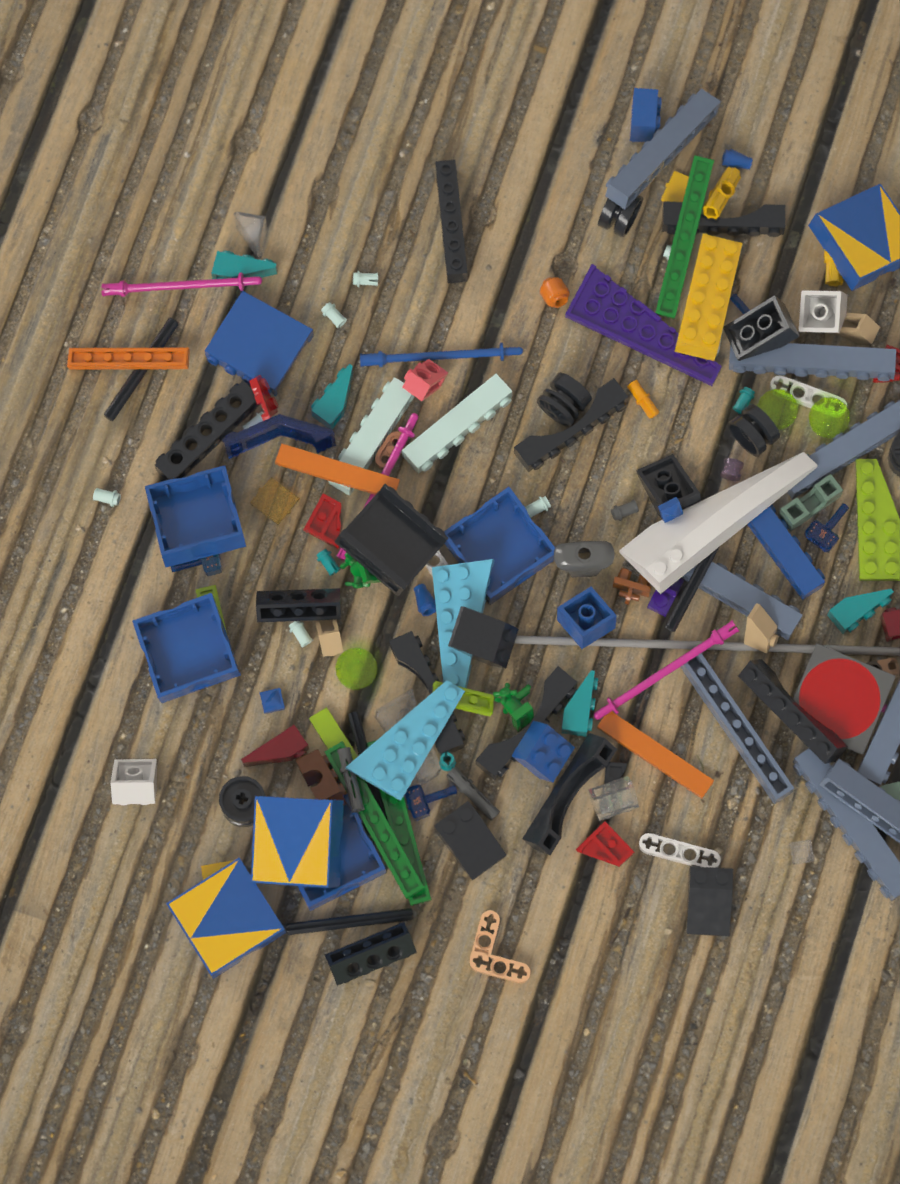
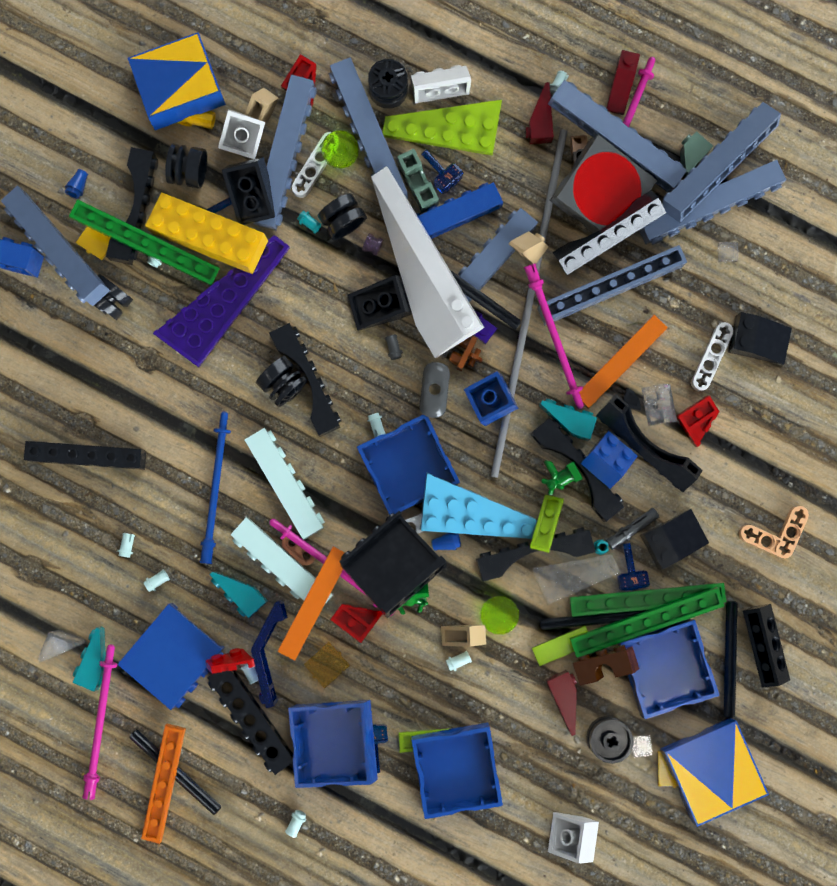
camera: 85 degrees left, 10 degrees up
(240, 839) = (642, 746): none -> clear tile
(272, 700) = (516, 697): blue tile -> none
(297, 841) = (666, 698): blue tile -> none
(298, 605) = (433, 659): black brick -> none
(328, 562) = (395, 624): teal pin -> none
(355, 803) = (586, 639): dark grey pin -> none
(401, 751) = (592, 586): medium azure wing -> none
(424, 379) = (238, 507): coral brick -> none
(483, 637) = (497, 494): black slope -> none
(554, 292) = (174, 372): orange head -> none
(643, 399) = (291, 311): light orange axle -> none
(670, 510) = (407, 303): blue tile -> none
(721, 192) = (107, 201): yellow piece -> none
(776, 263) = (186, 166): none -> black wheel
(779, 407) = (322, 191): clear neon green tile -> none
(853, 609) = (522, 166): teal slope -> none

